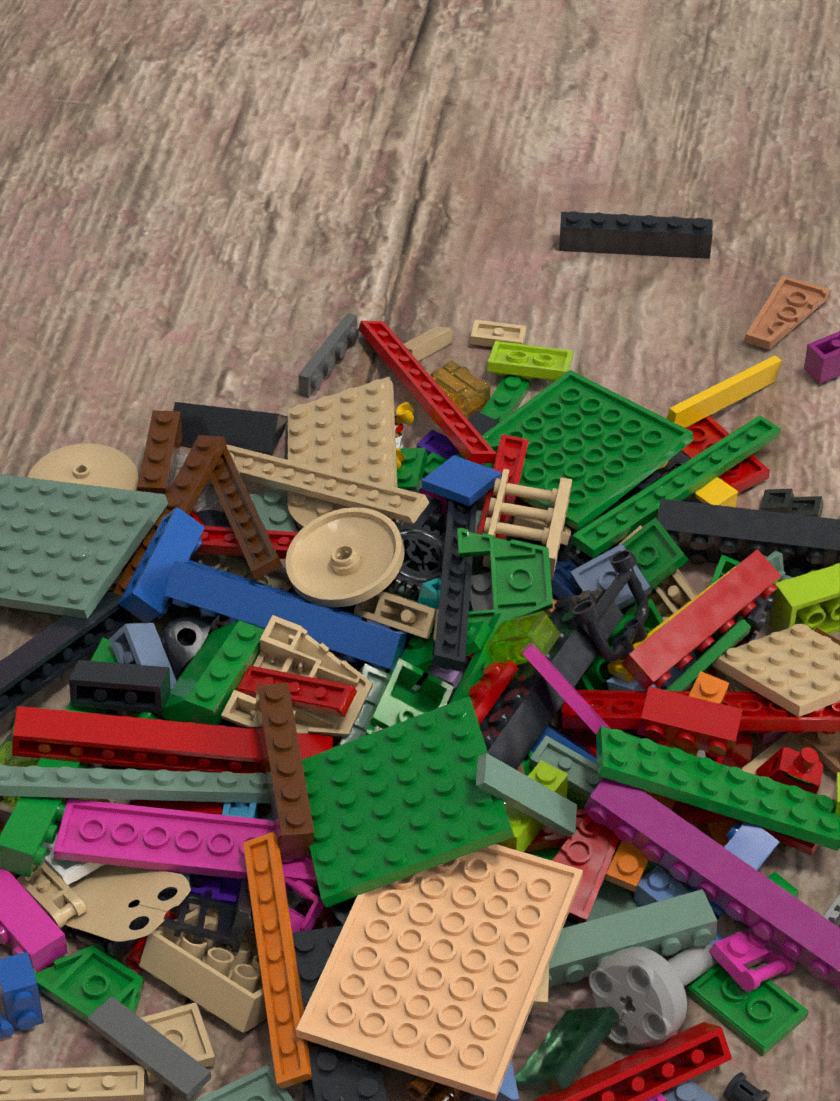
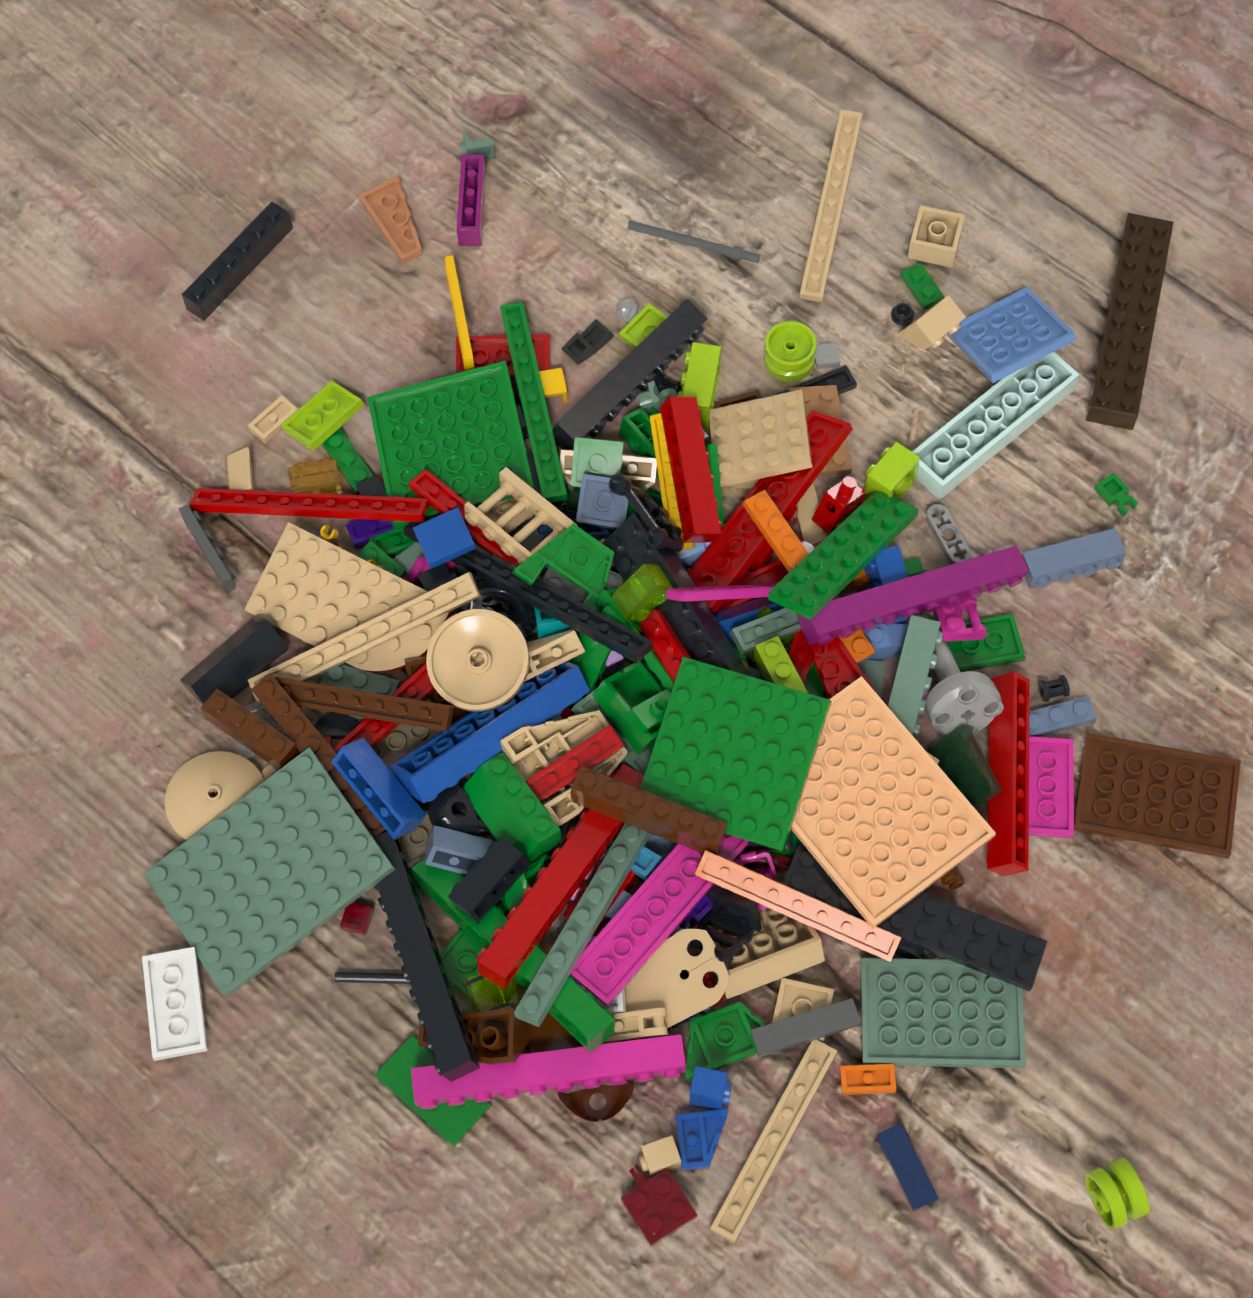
camera: 55 degrees left, 20 degrees up
(26, 630) = (356, 918): none -> dark red plate
(526, 795) = (795, 673): sand green tile -> none
(689, 722) = (790, 536): red brick -> none

